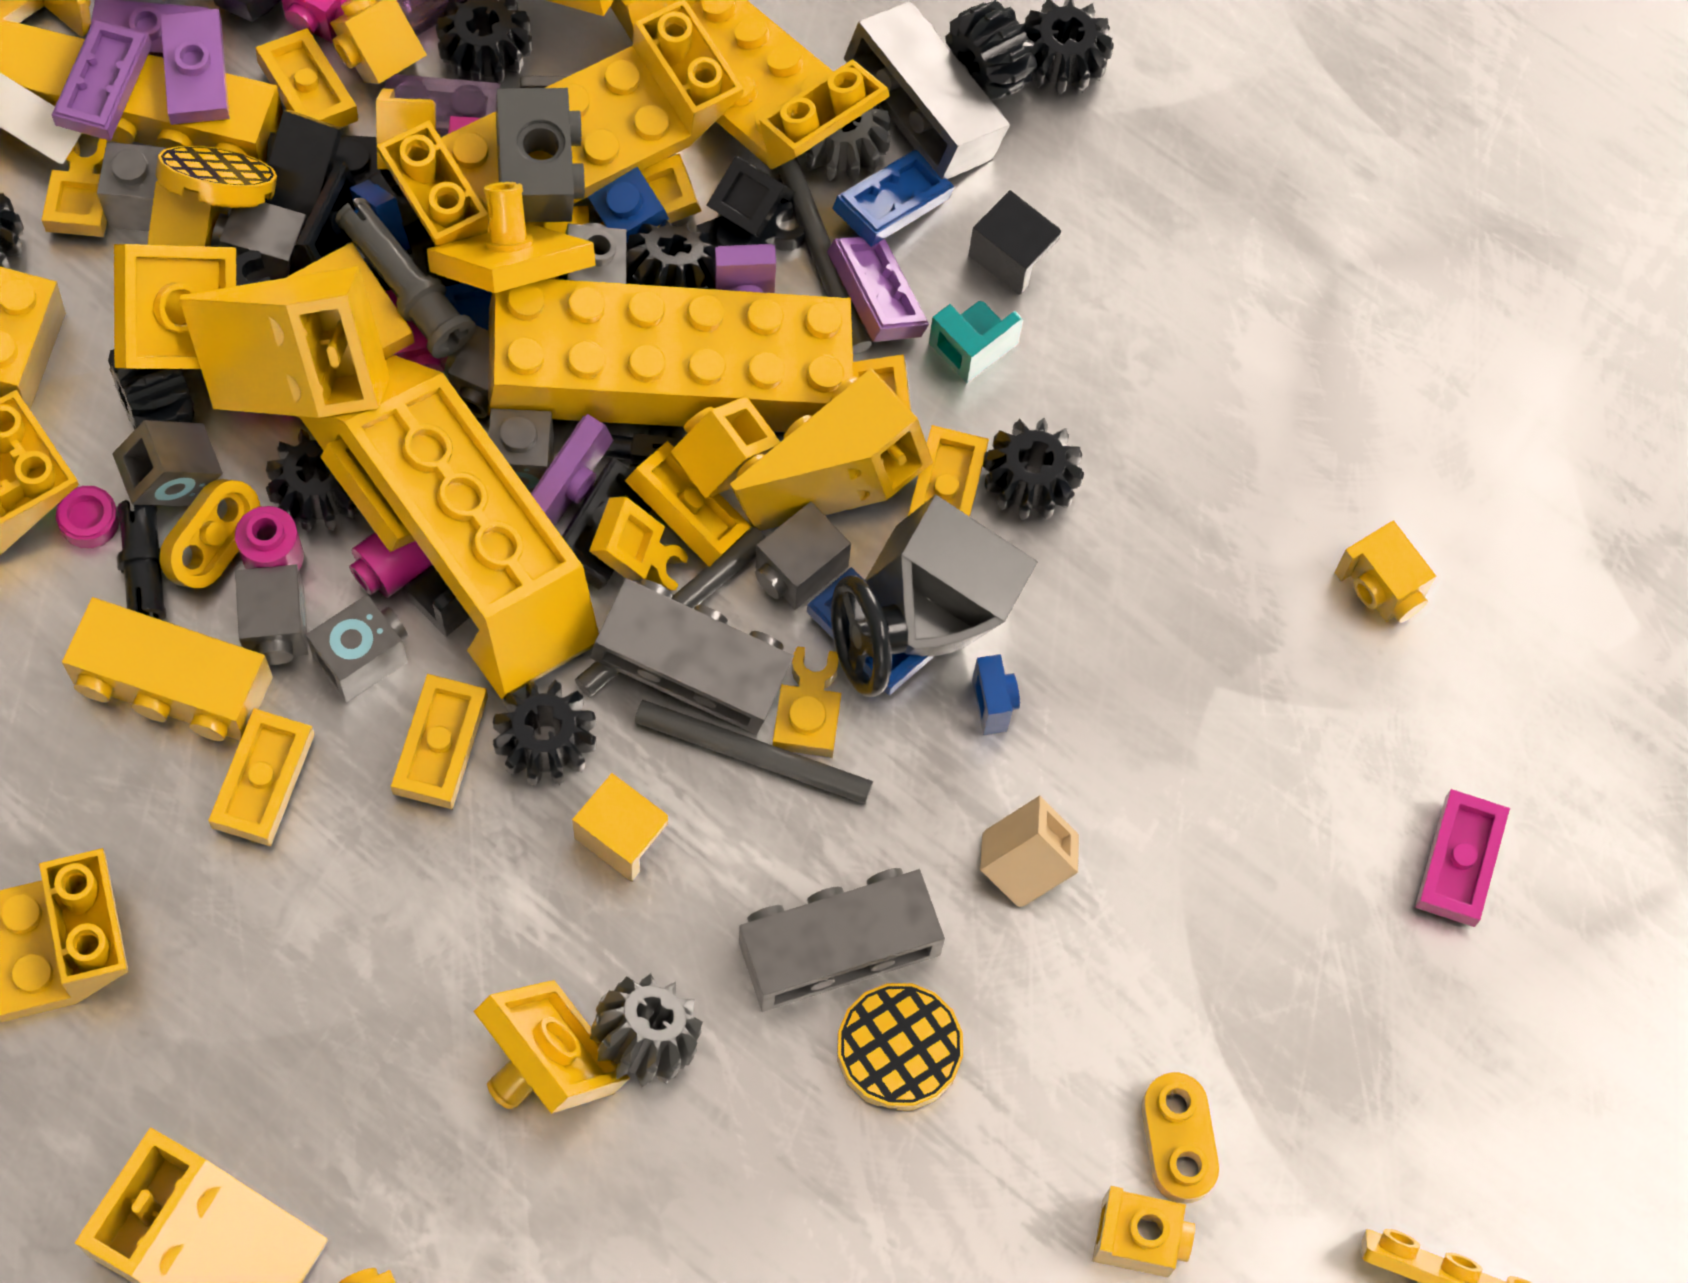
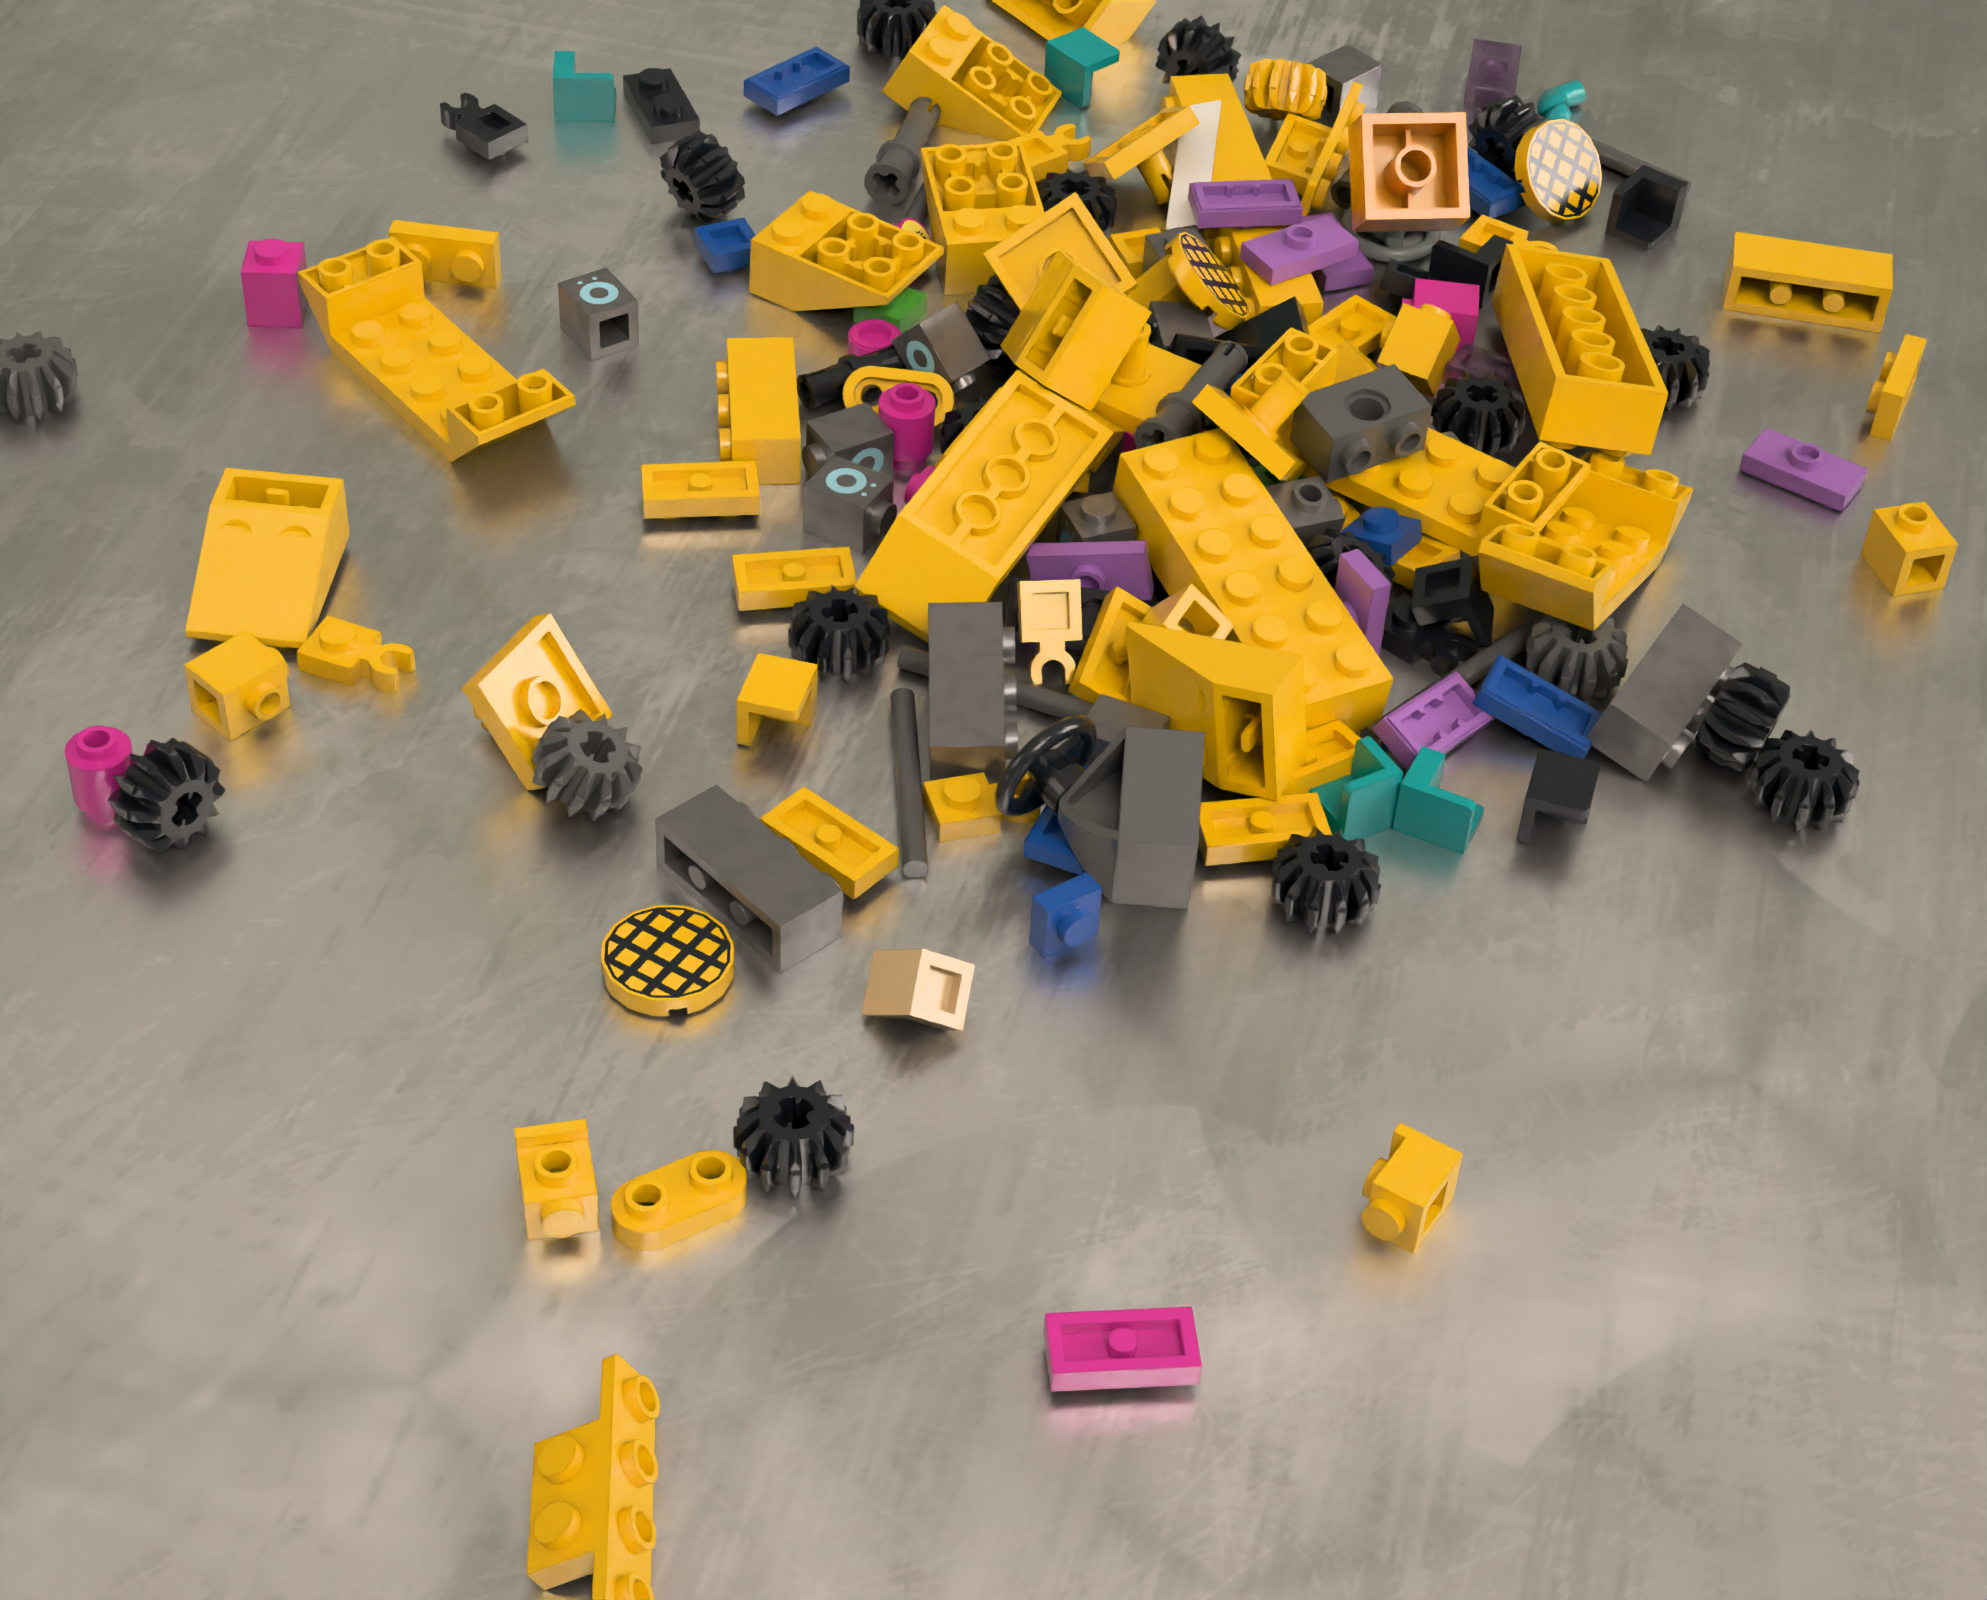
camera: 70 degrees right, 25 degrees down
(351, 1202) = (350, 651): none -> yellow plate
(817, 853) = (833, 841): none -> yellow plate
(942, 390) = (1367, 797): none -> teal panel
(1174, 1003) = (793, 1136): none -> black gear

